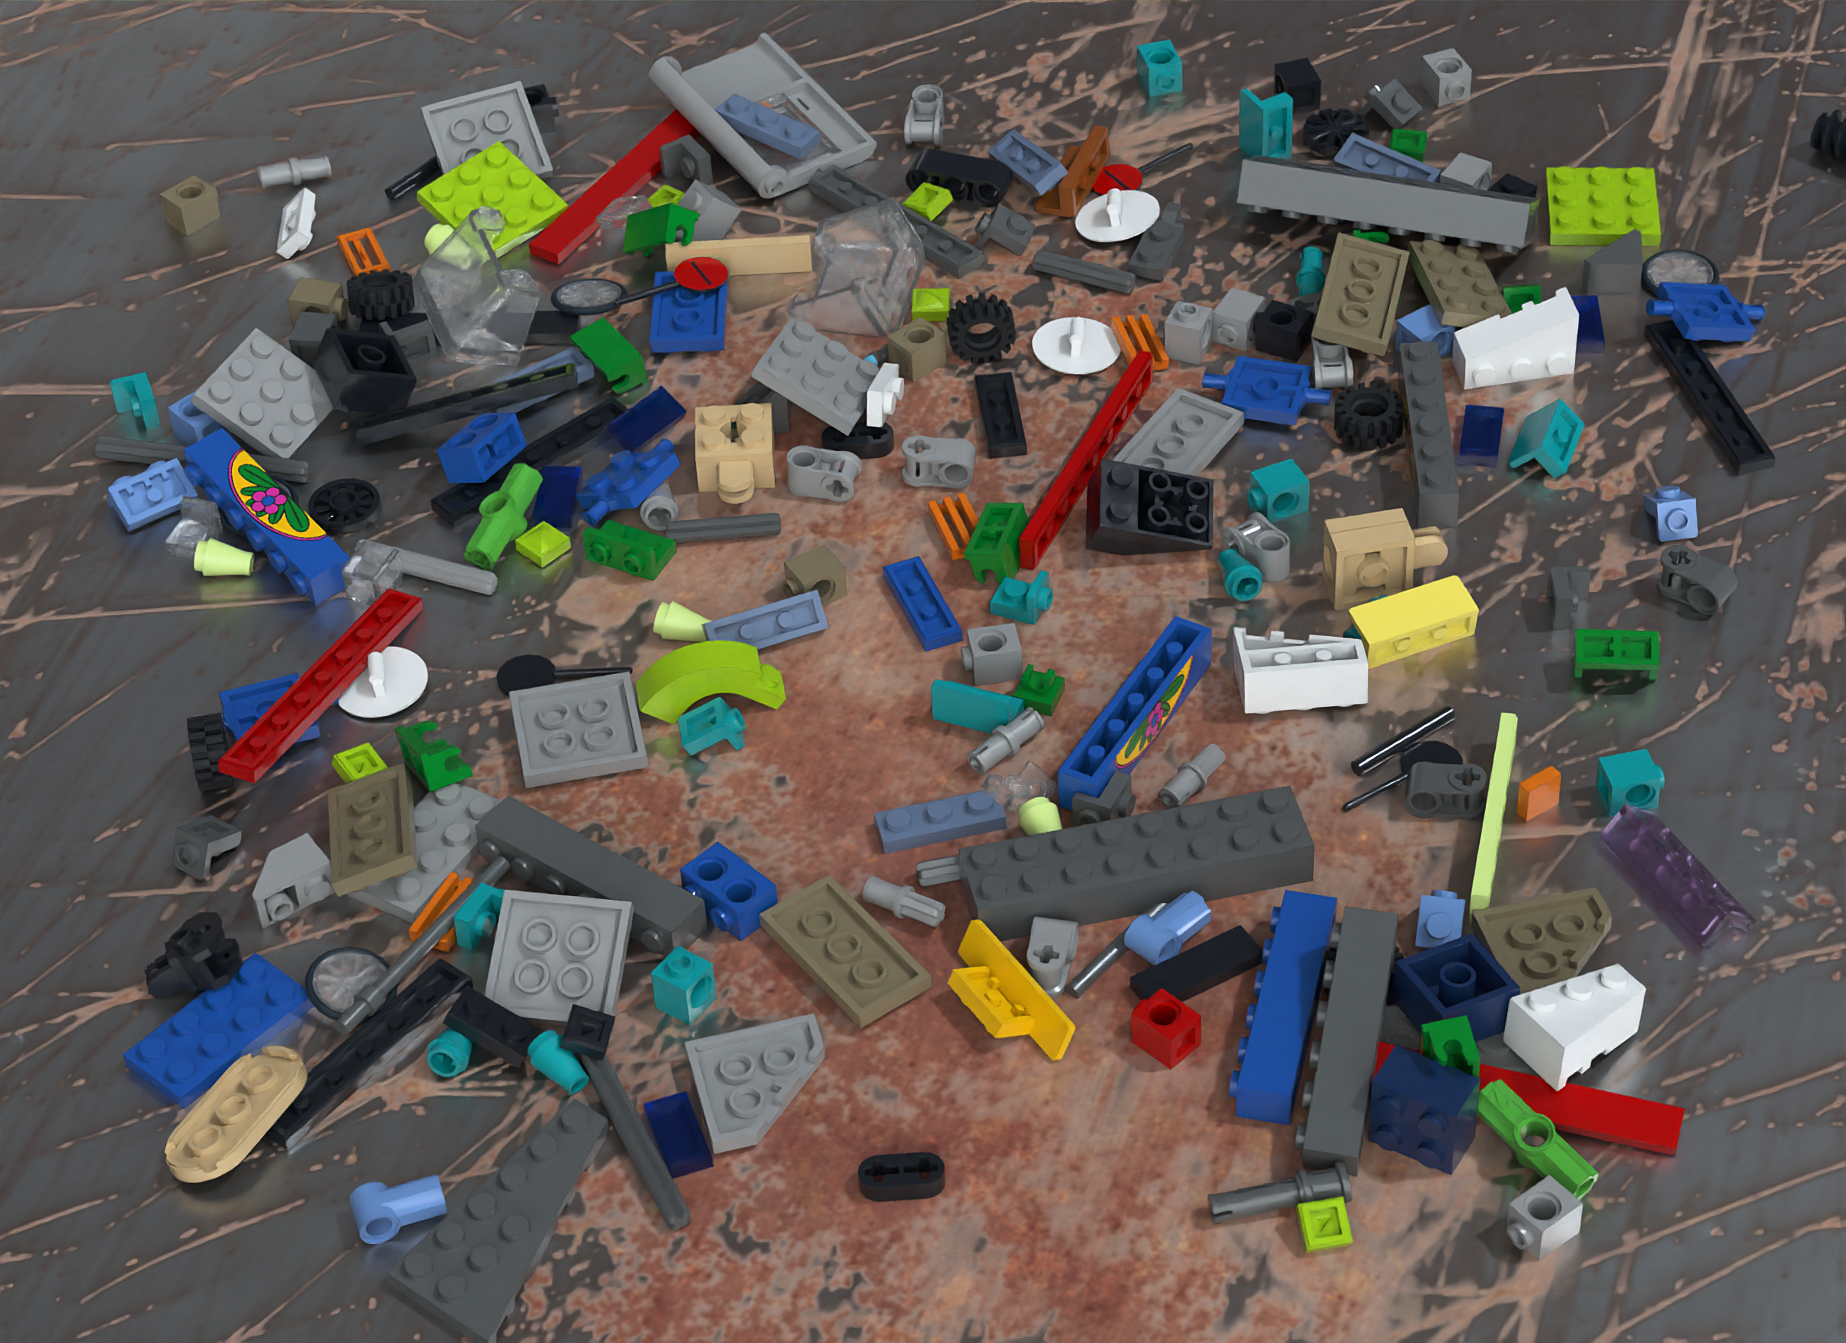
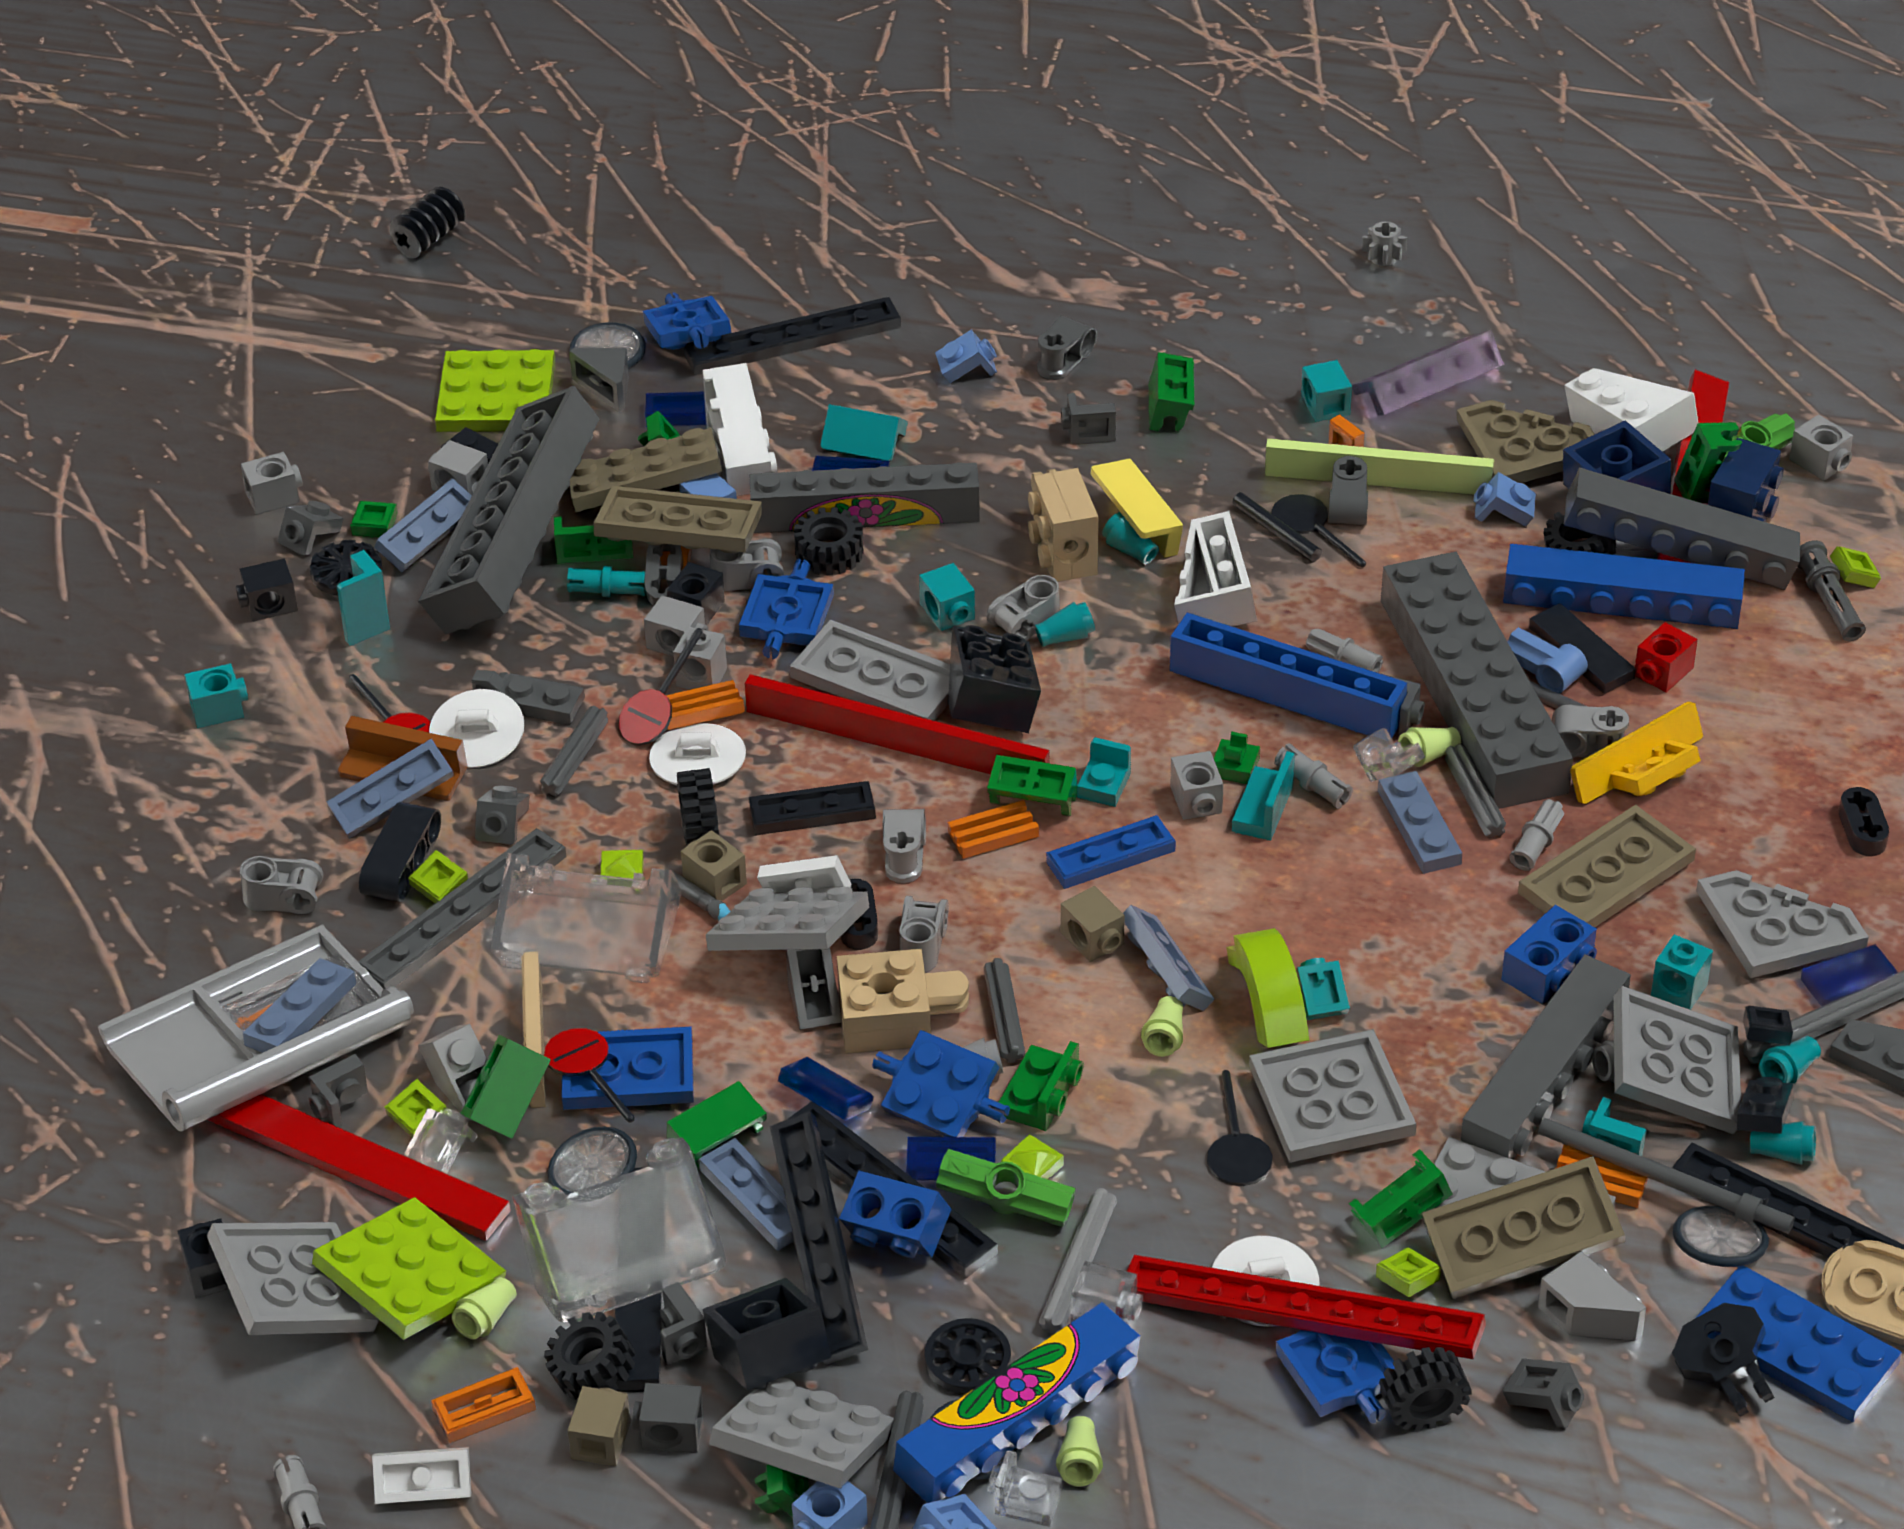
camera: 95 degrees left, 0 degrees up
(412, 179) = (307, 1366): black bar -> none
(1135, 302) = (650, 711): none -> piece

